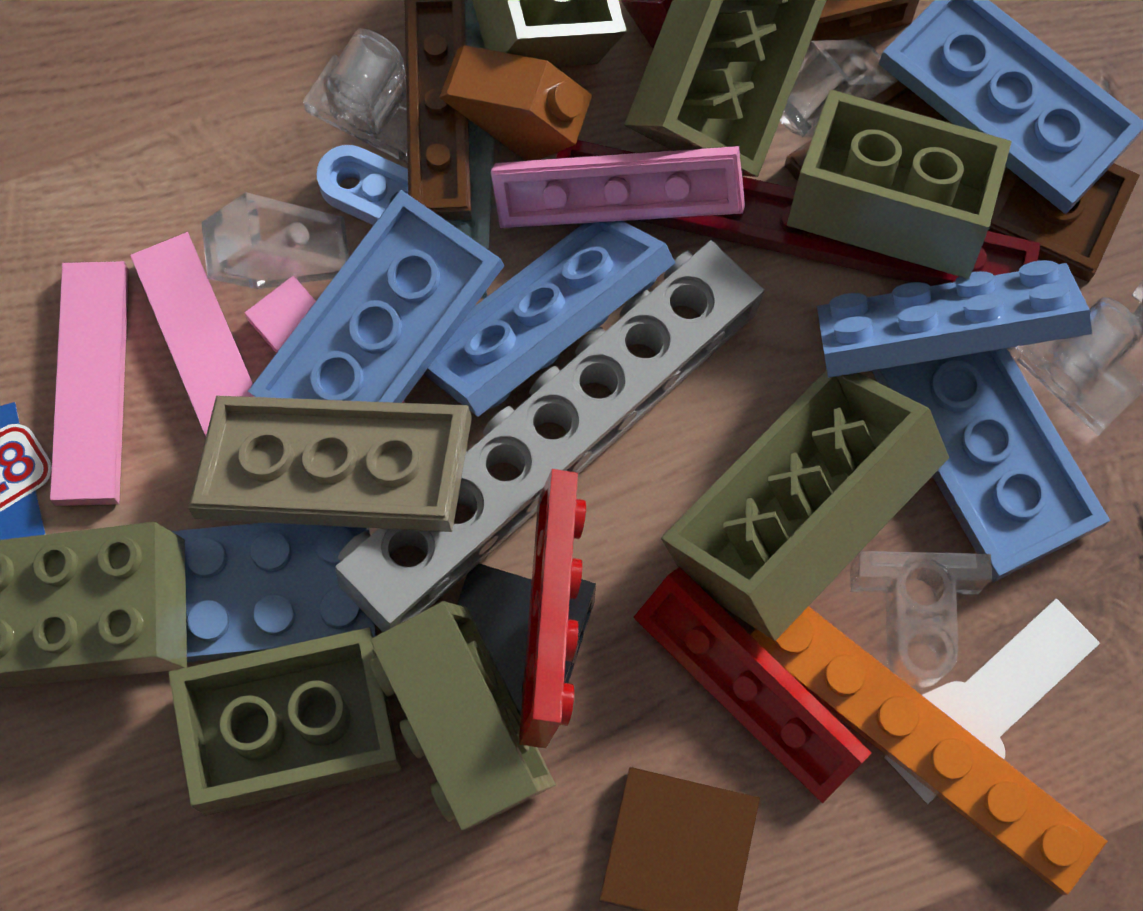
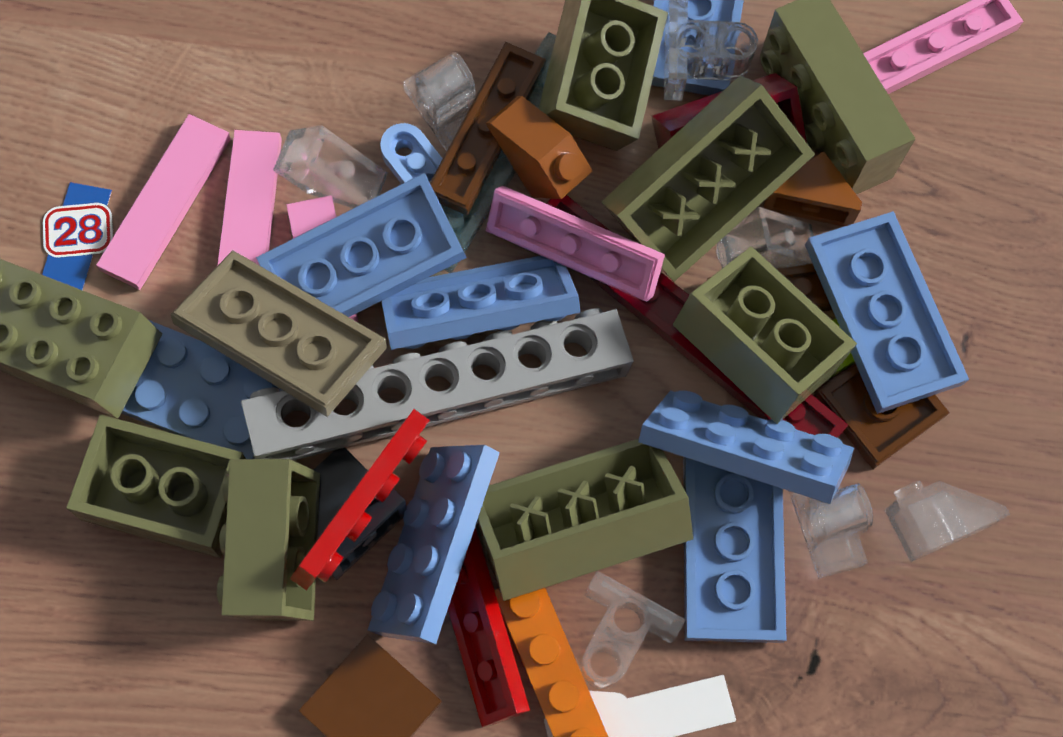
camera: 25 degrees right, 0 degrees up
(653, 618) = (433, 543): none -> medium blue plate

